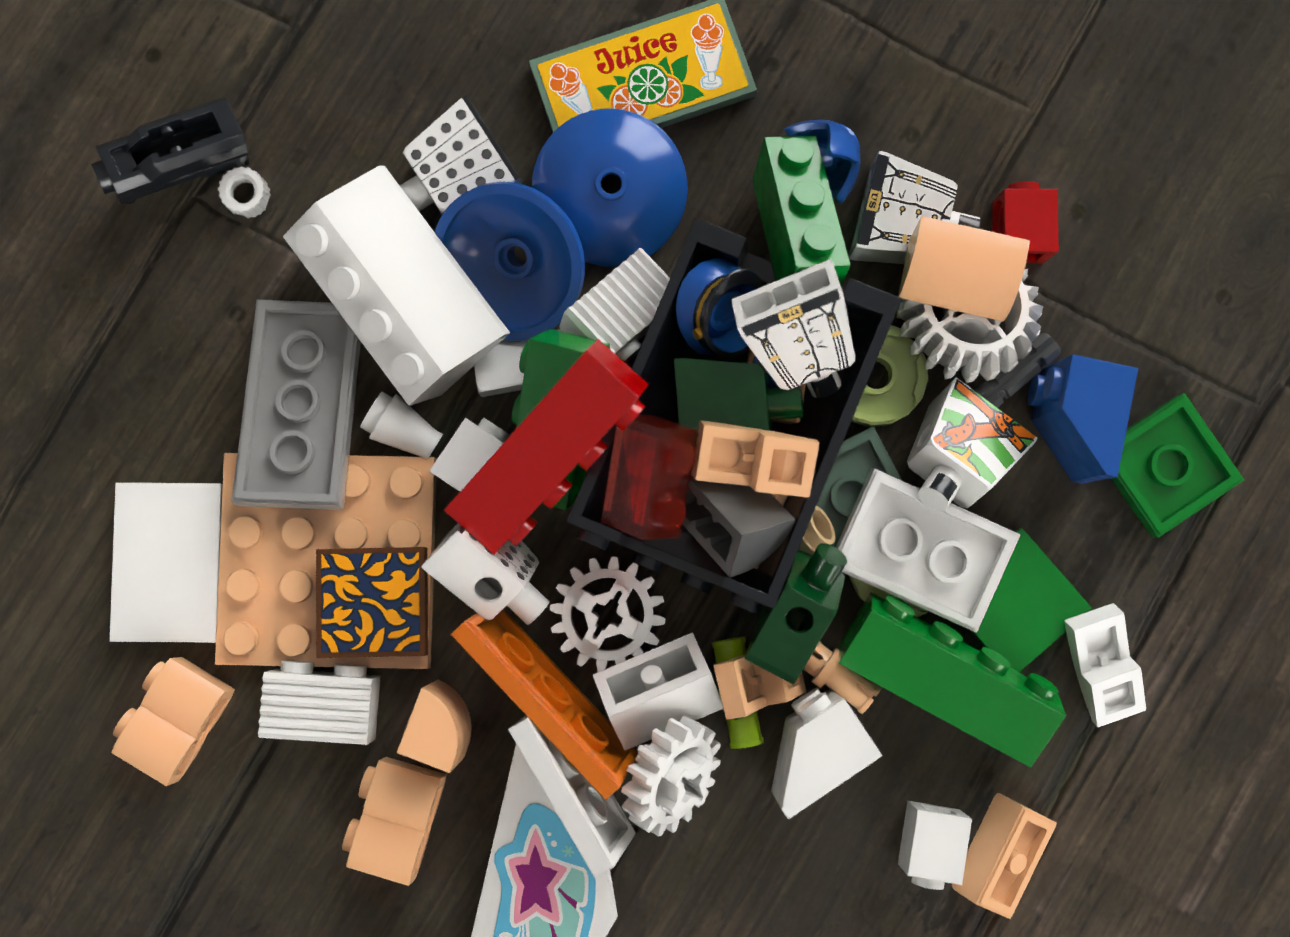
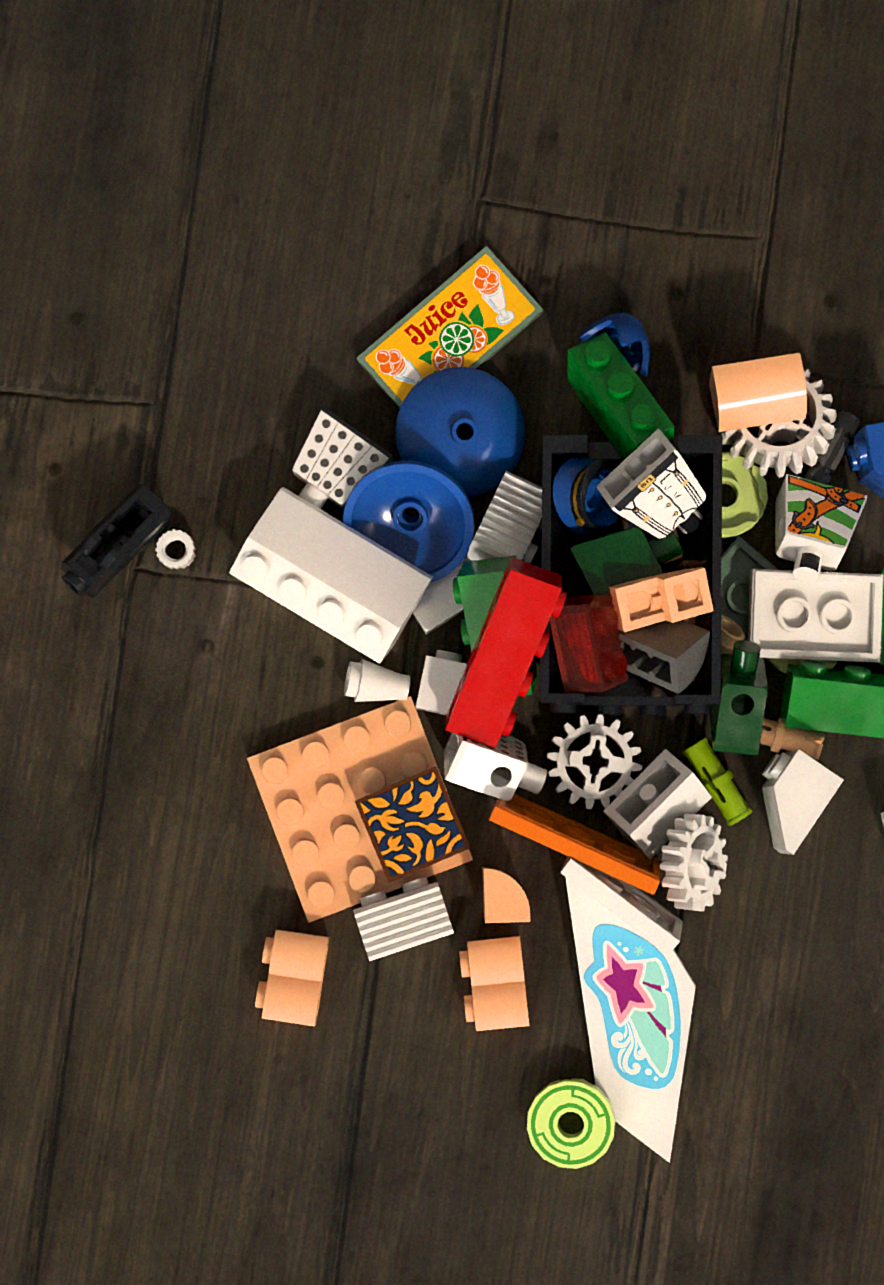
camera: 20 degrees left, 0 degrees up
(165, 562) = (237, 860): white tile -> none
(297, 408) = (290, 698): light grey tile -> none
(749, 688) = (727, 771): light nougat slope -> none
(893, 204) = (687, 358): white torso -> none
(1030, 215) = (792, 329): red brick -> none

